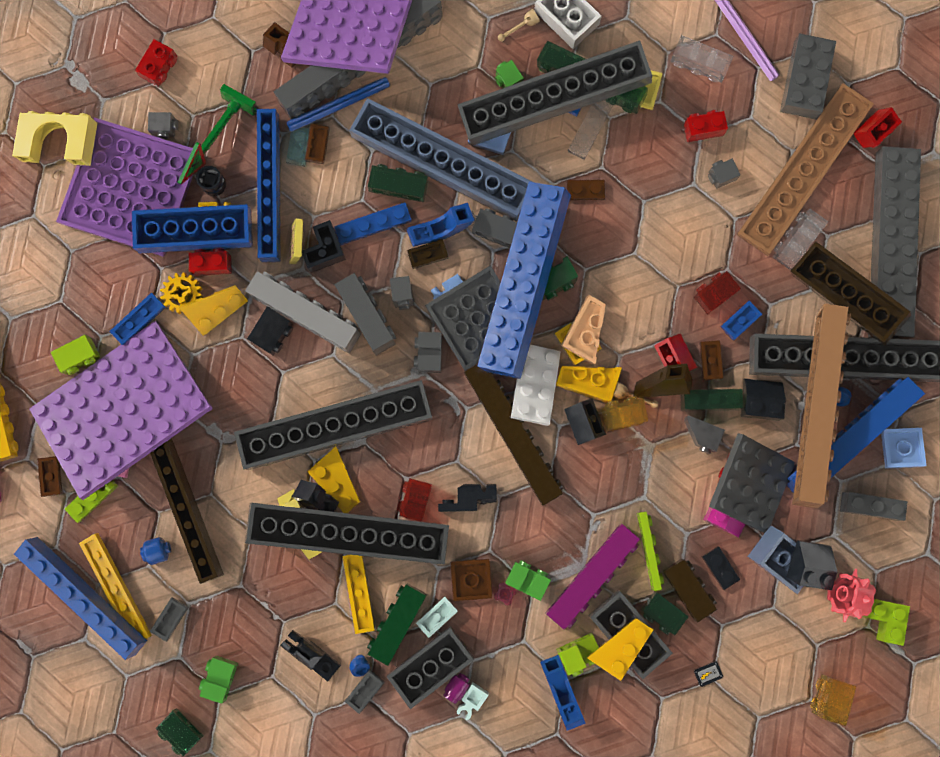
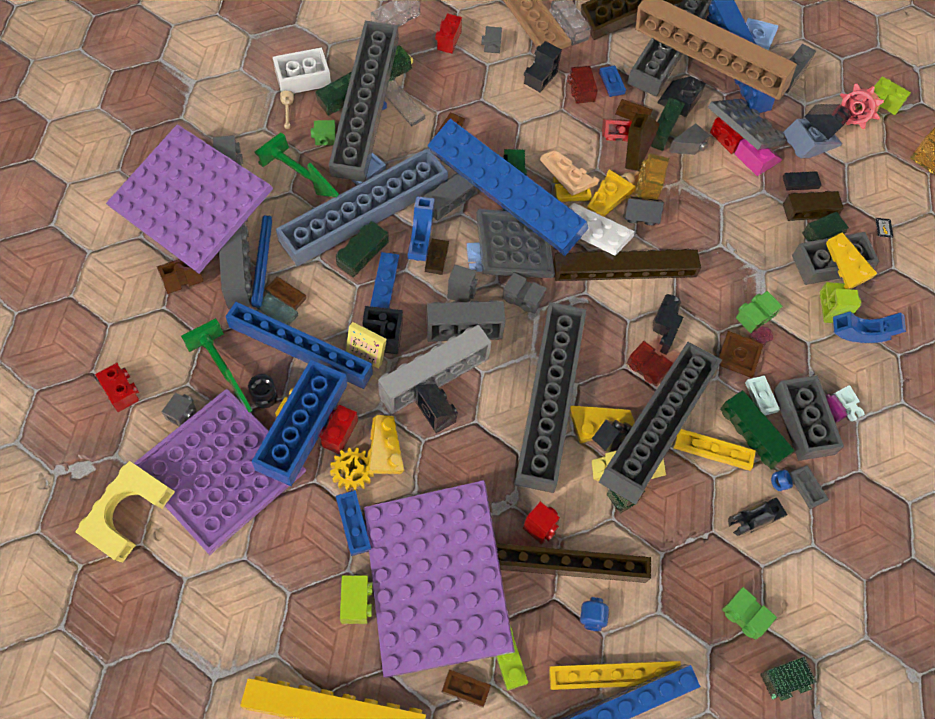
camera: 75 degrees left, 20 degrees down
(169, 619) = (668, 635): dark grey plate -> none
(207, 473) = (542, 523): none -> red brick
(460, 42) = (275, 150): none -> green piece
(592, 576) = (775, 265): magenta brick -> none
(652, 559) = (769, 217): lime plate -> none
(710, 243) = (544, 66): none -> black brick

